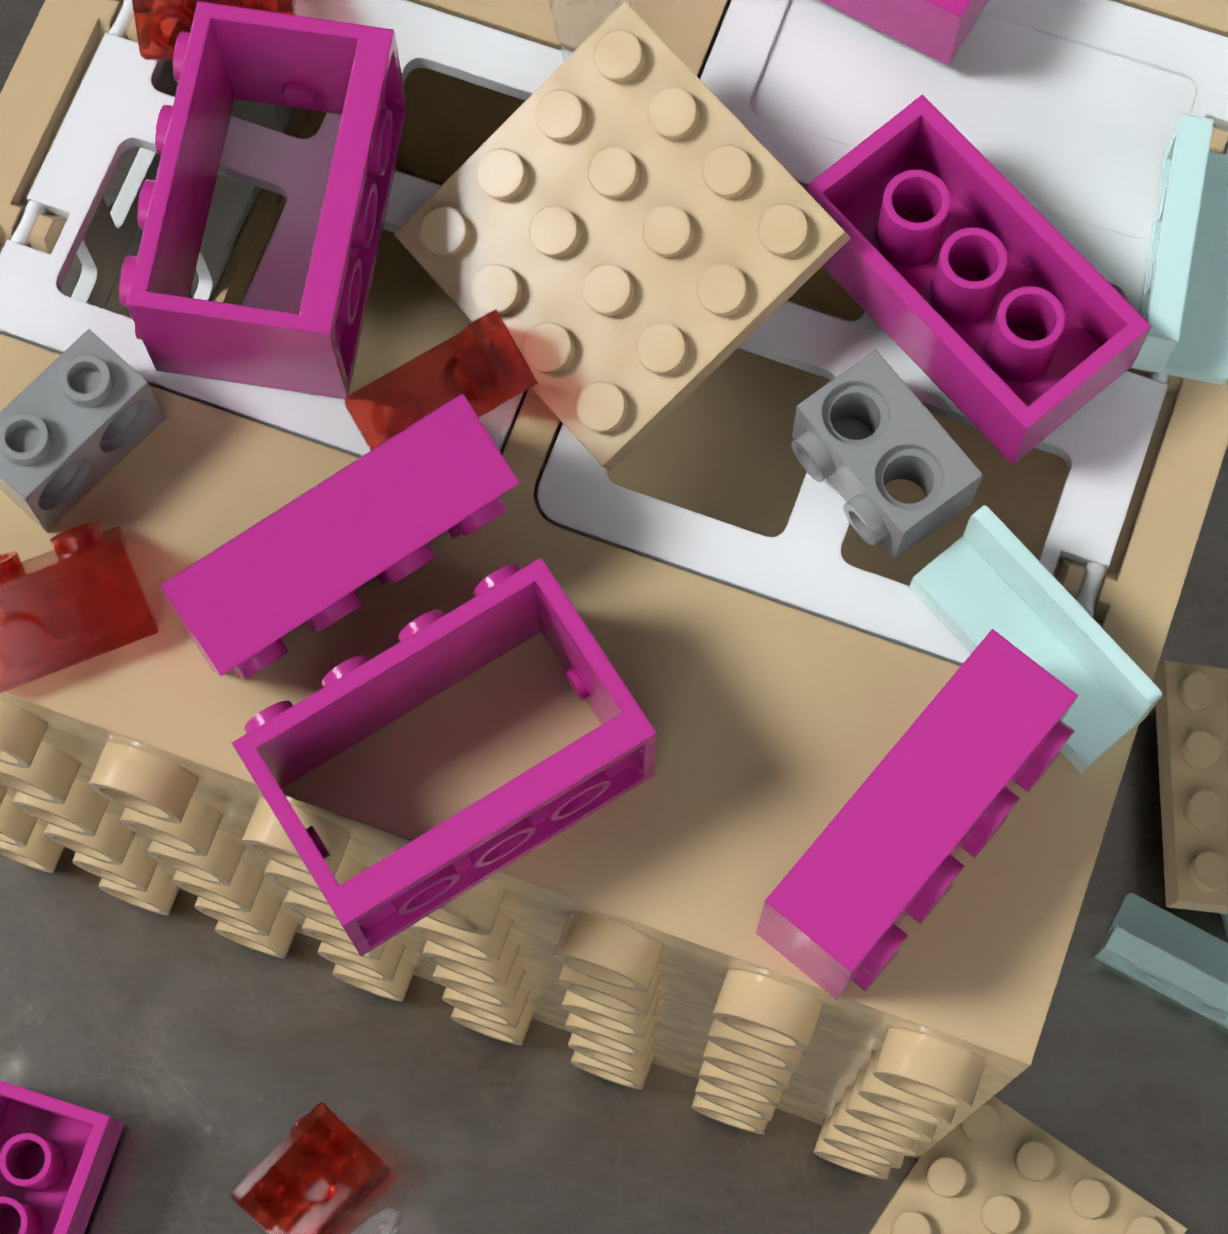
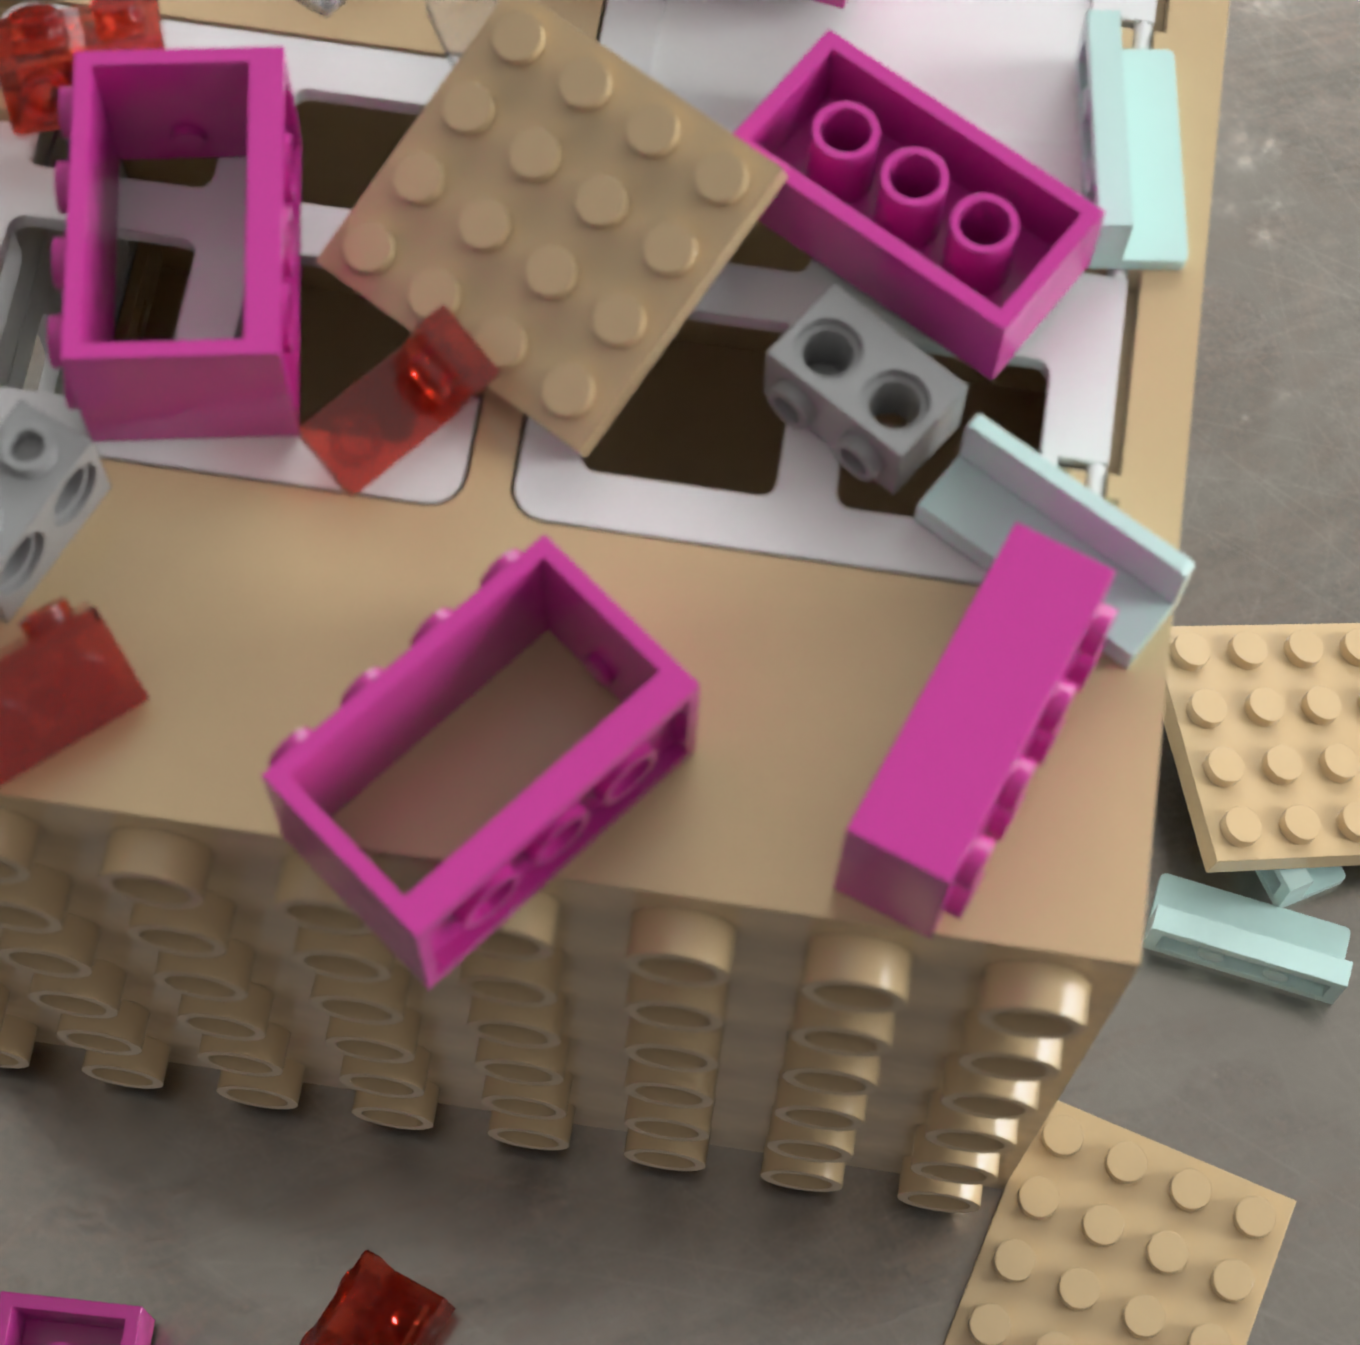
camera: 15 degrees left, 5 degrees down
(339, 536) = (306, 571): dark pink brick -> none

